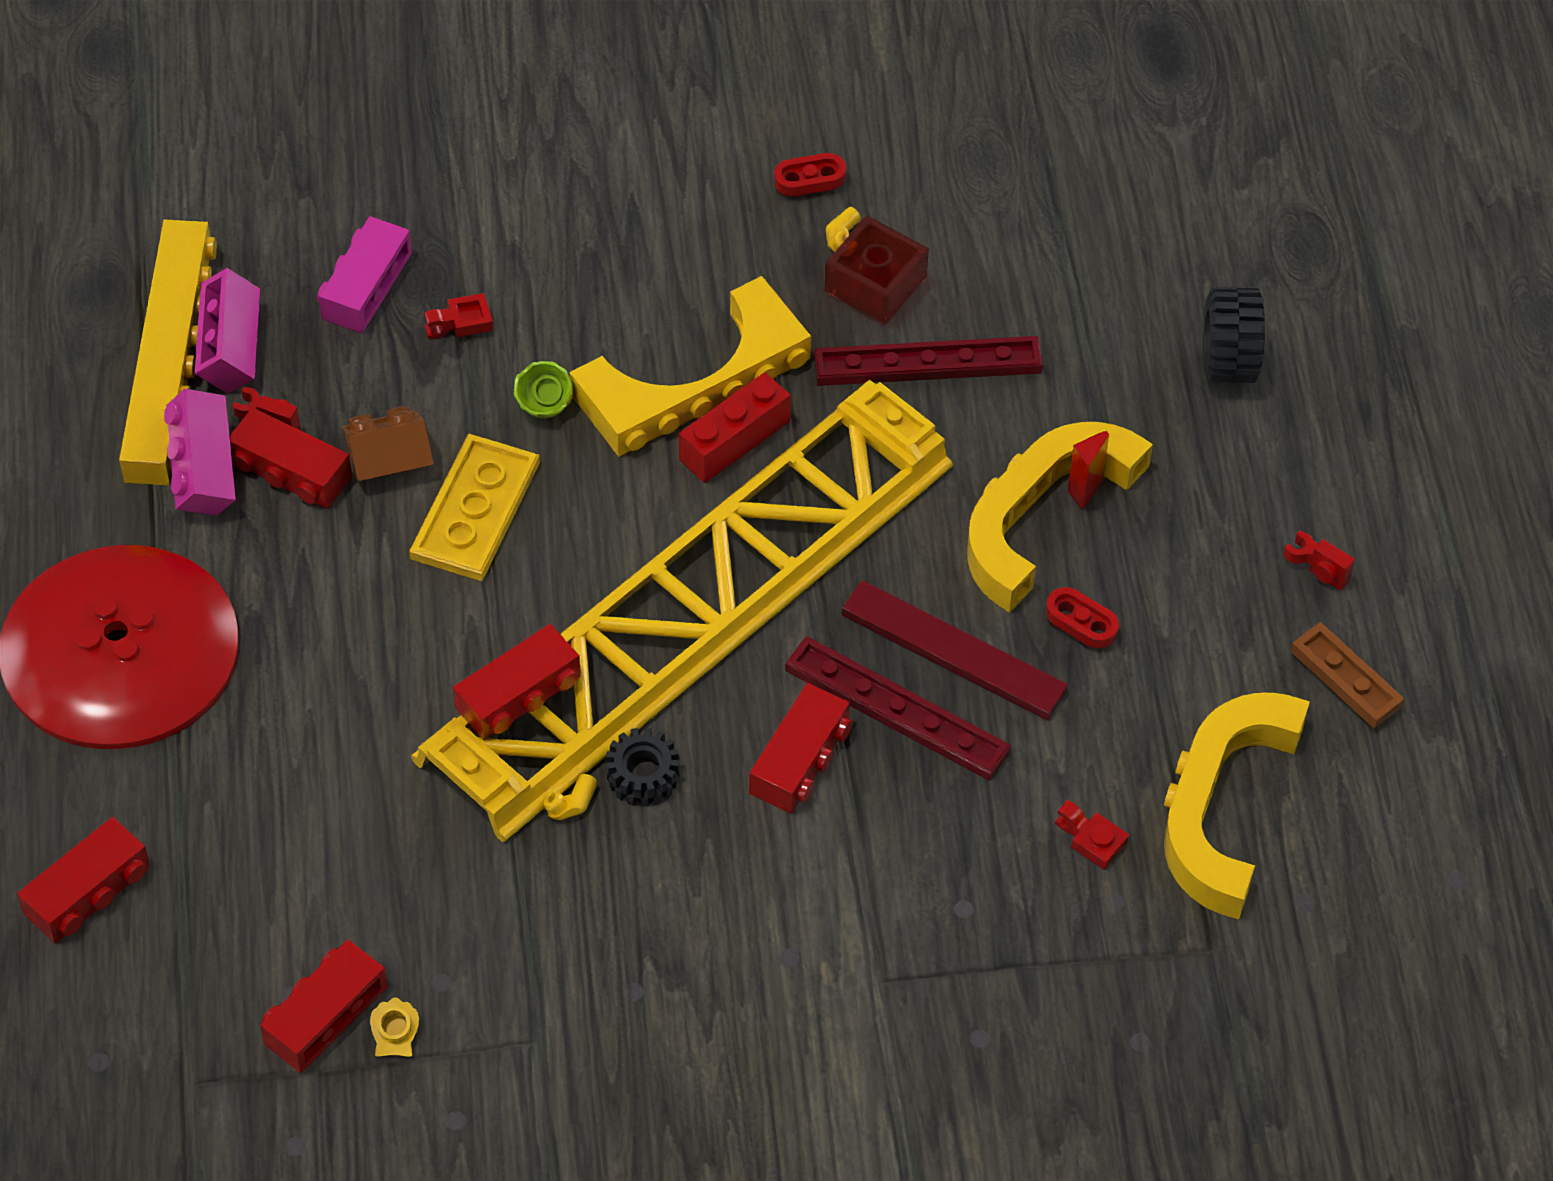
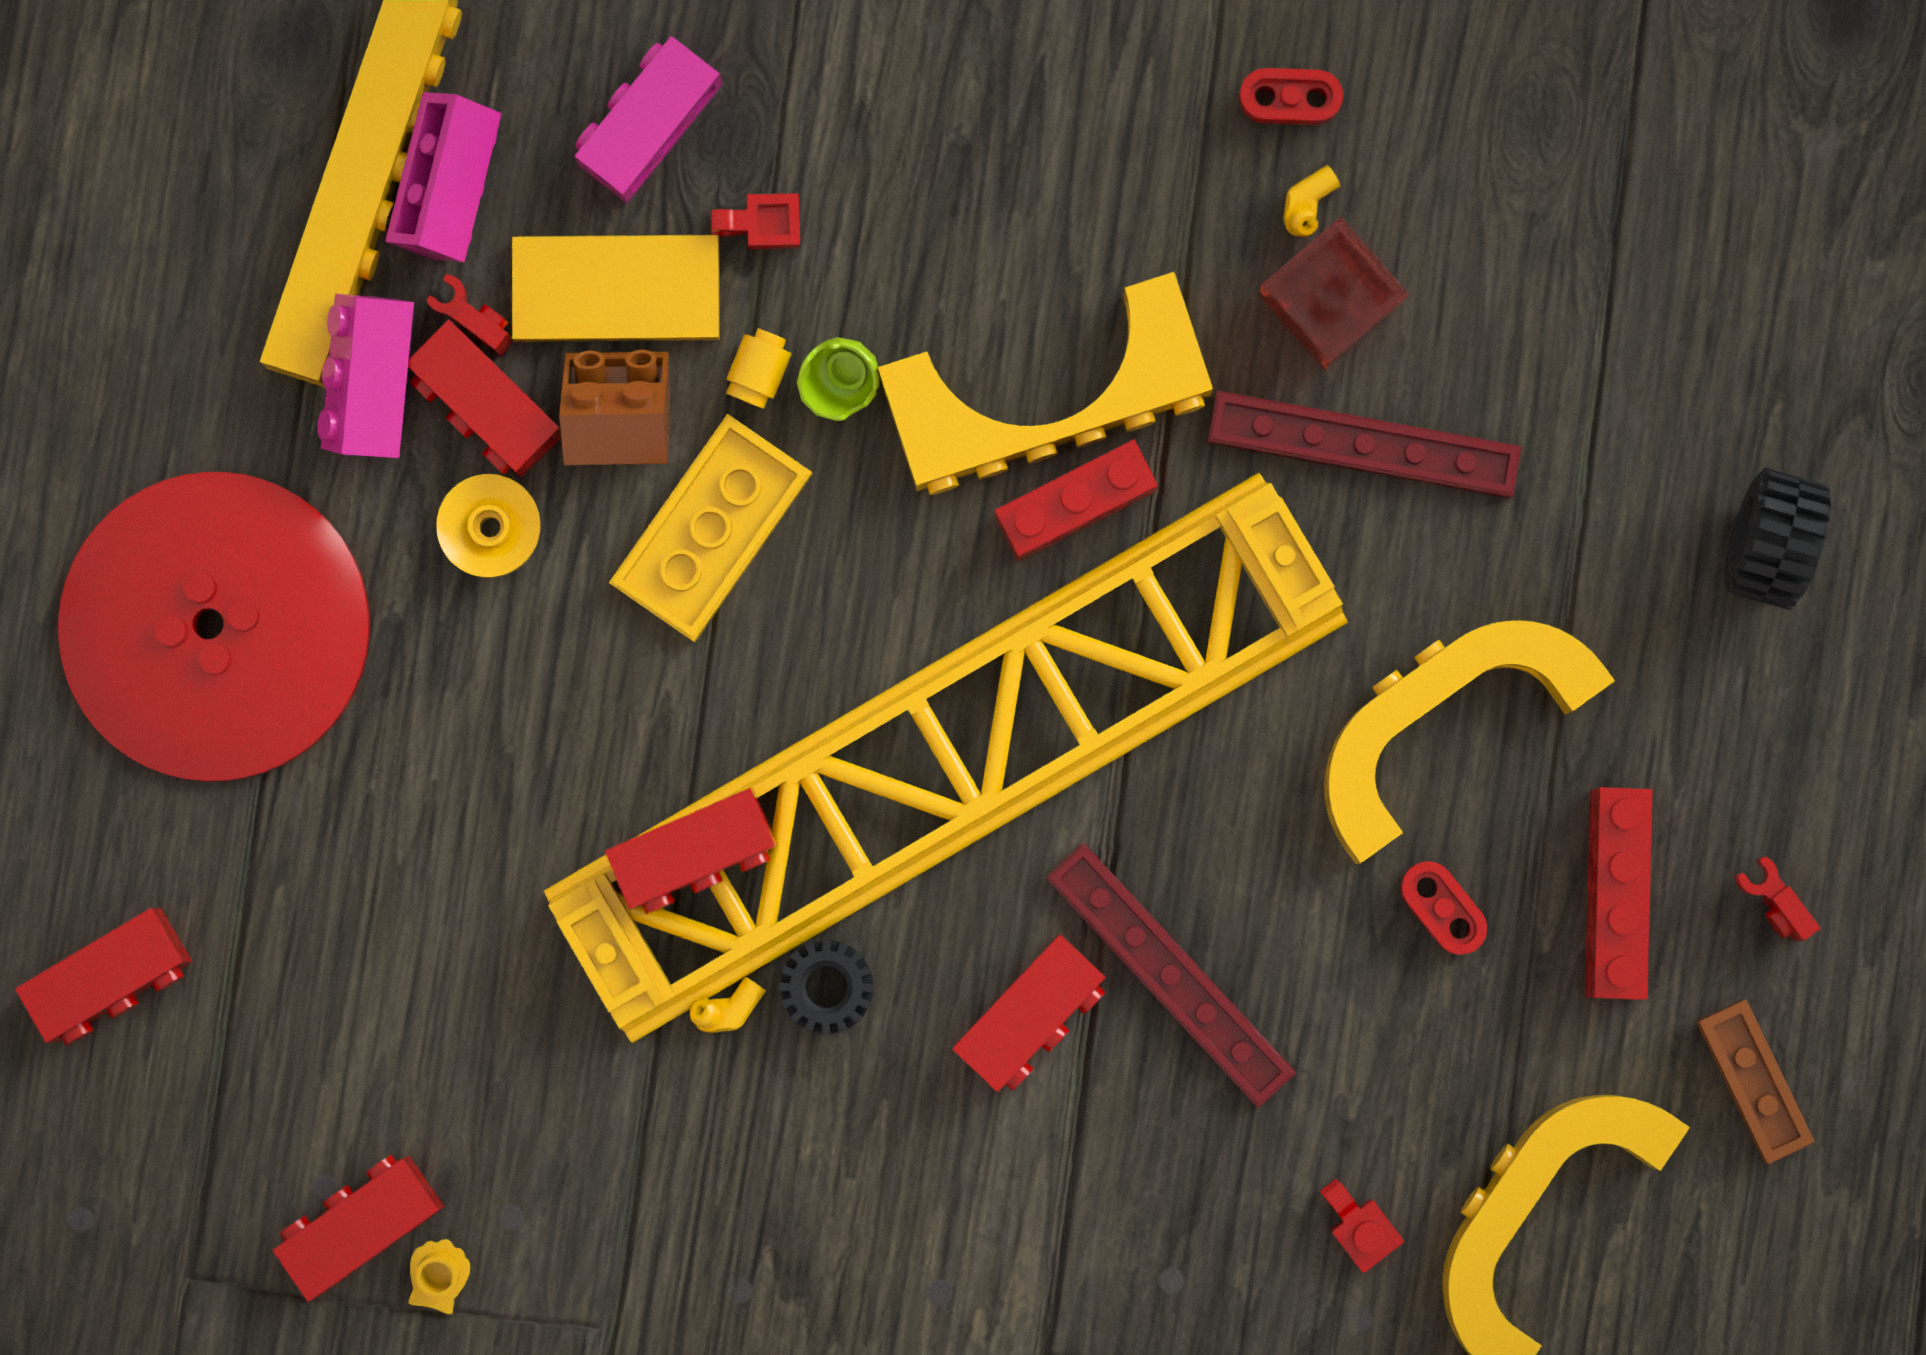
camera: 15 degrees right, 30 degrees up
(311, 520) = (467, 509): none -> yellow dish
(367, 379) = (615, 288): none -> yellow tile
(483, 401) = (758, 368): none -> yellow brick
(954, 650) = (1267, 908): dark red tile -> none
(1087, 467) = (1514, 699): red slope -> none
(1204, 578) = (1618, 893): none -> red brick

